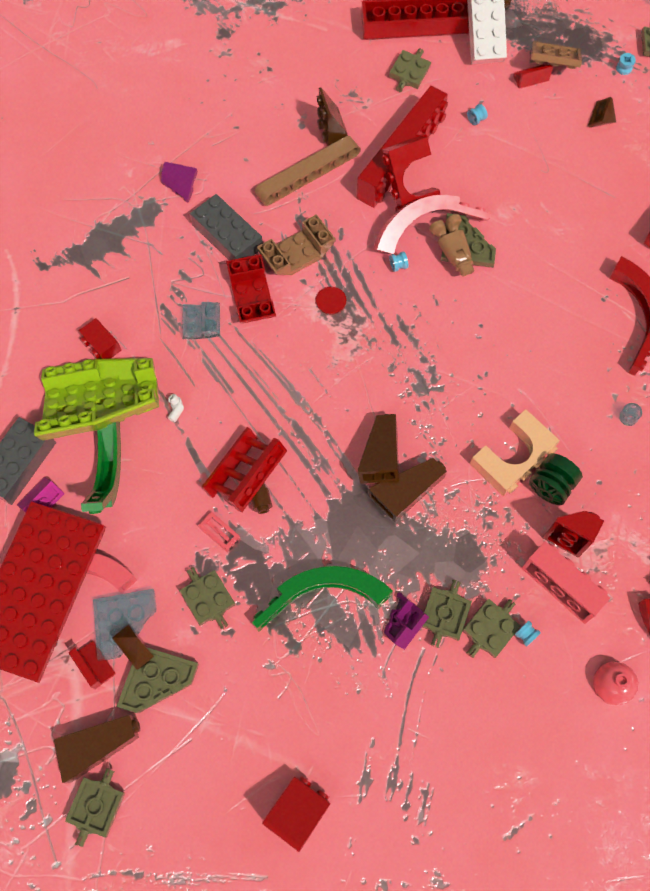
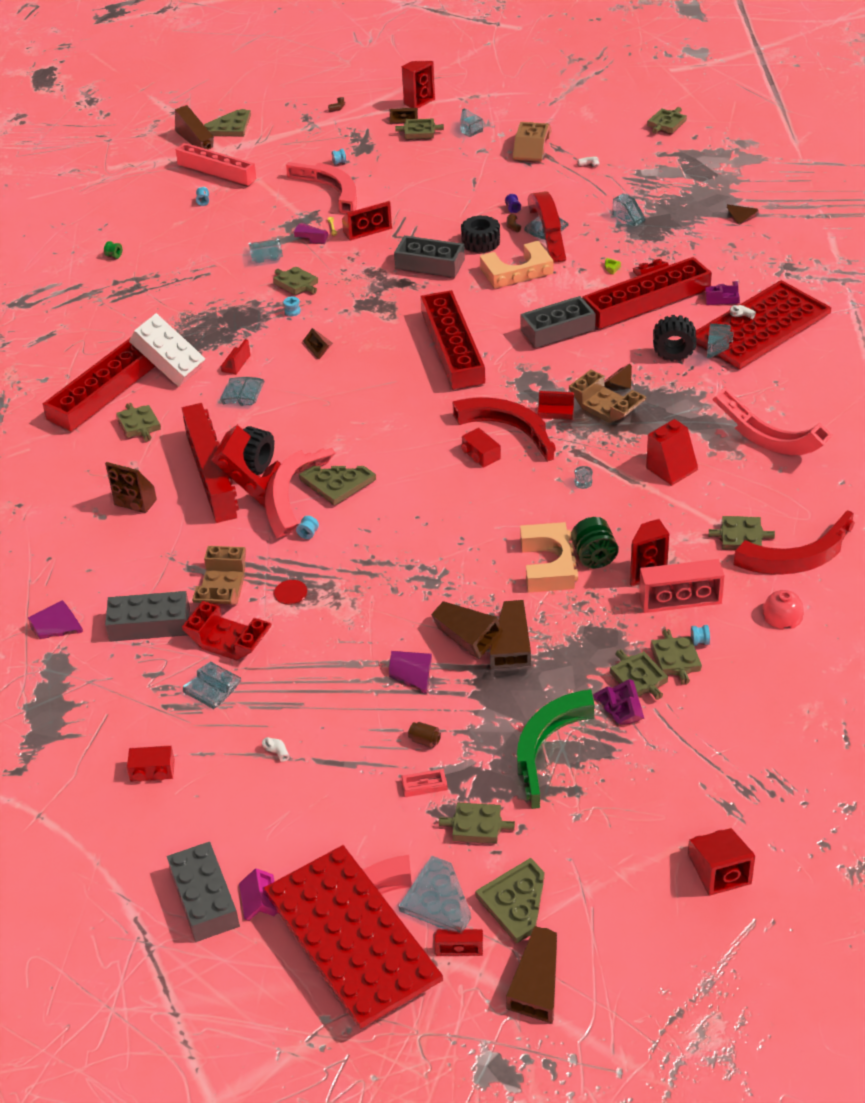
camera: 50 degrees left, 25 degrees down
(95, 394) = (206, 786): lime wedge -> none
(95, 807) = (593, 1007): olive plate -> none
(108, 470) = (280, 821): green arch -> none
(132, 647) = (473, 890): reddish brown slope -> none
(254, 478) = (407, 722): red fence -> none
(307, 170) = (153, 535): medium nougat beam -> none
(318, 441) = (411, 668): none -> magenta slope
(439, 167) = (258, 450): none -> black tyre
(454, 244) = (334, 483): medium nougat piece -> none
(477, 114) = (234, 411): medium azure wheel -> none
(502, 106) = (243, 390): none -> clear light blue slope
(556, 54) = (243, 330): medium nougat plate -> none
(593, 314) = (481, 447): none -> red brick

